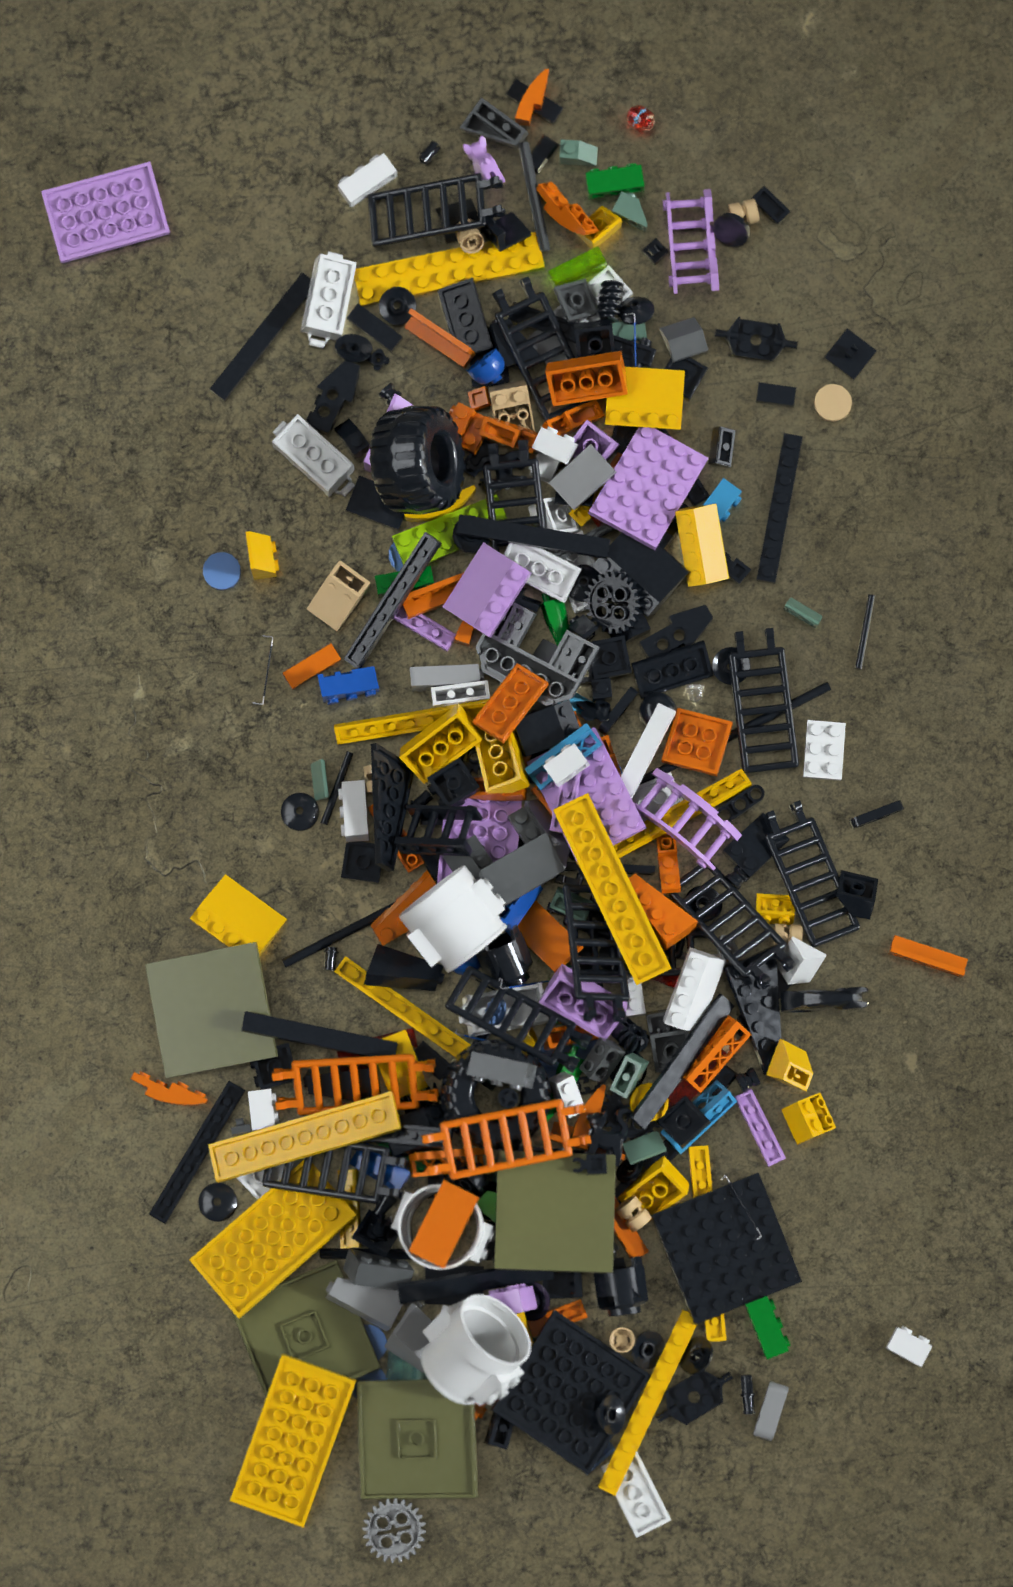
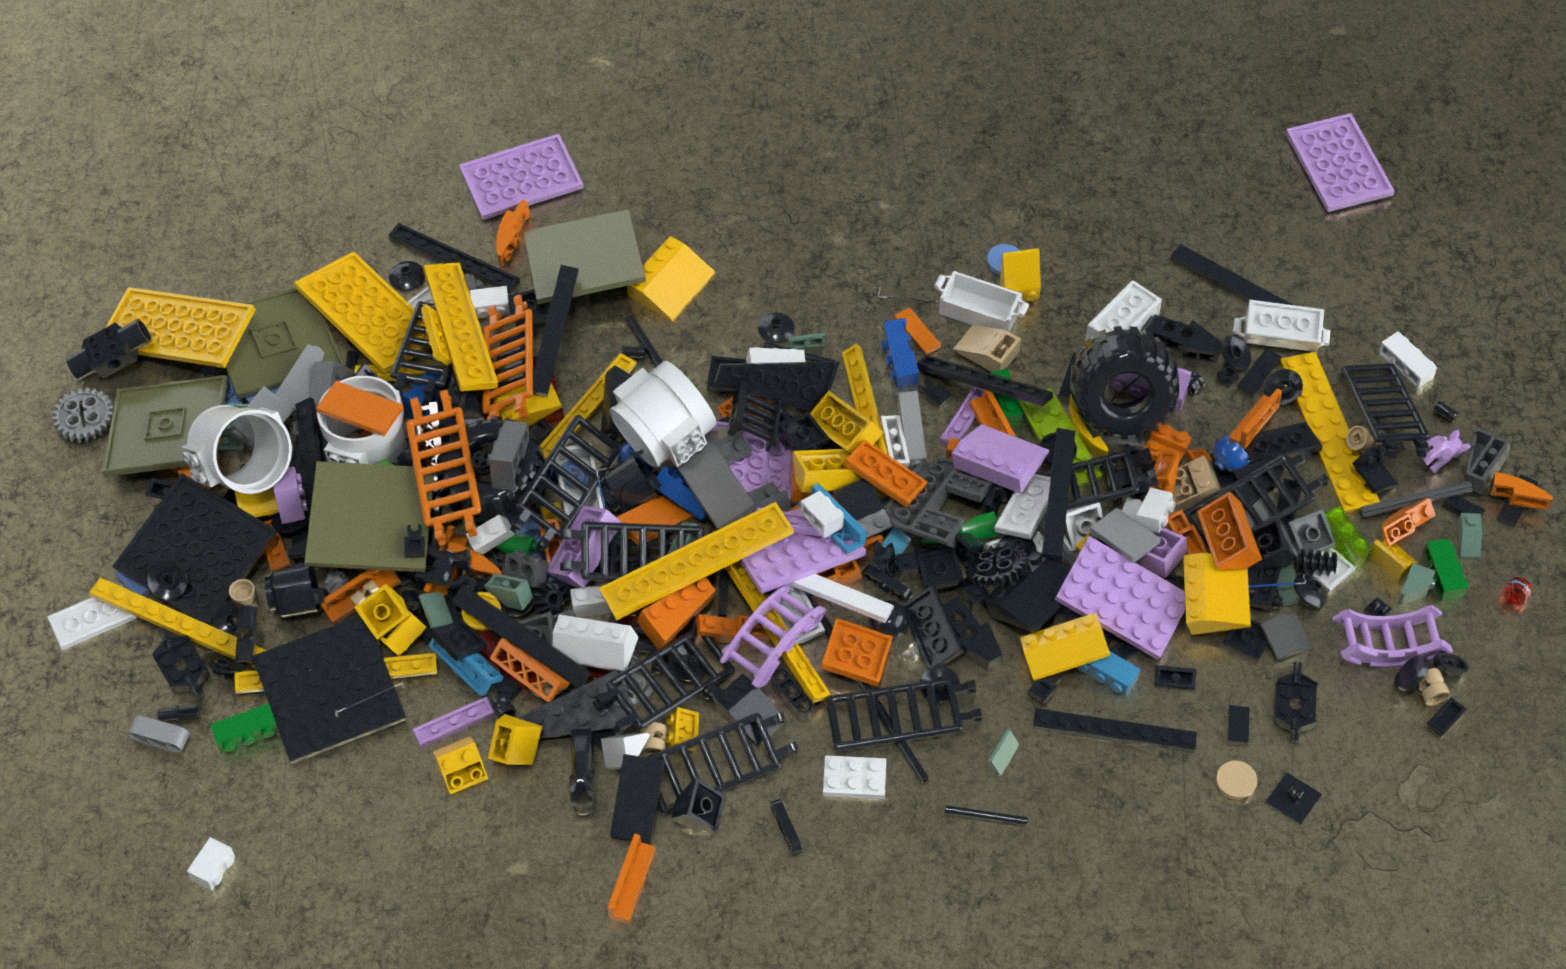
camera: 90 degrees right, 25 degrees down
(89, 1082) = (521, 173): none -> lavender plate
(286, 598) = (979, 302): none -> white container
(322, 1508) = (109, 350): none -> black brick
(323, 1159) = (436, 335): none -> yellow plate
(392, 650) = (935, 395): none -> black plate
(656, 1195) = (382, 611): none -> yellow slope
(661, 1331) = (246, 625): none -> black piece
(720, 192) = (1450, 664): none -> black plate
(853, 949) = (637, 797): none -> black tile

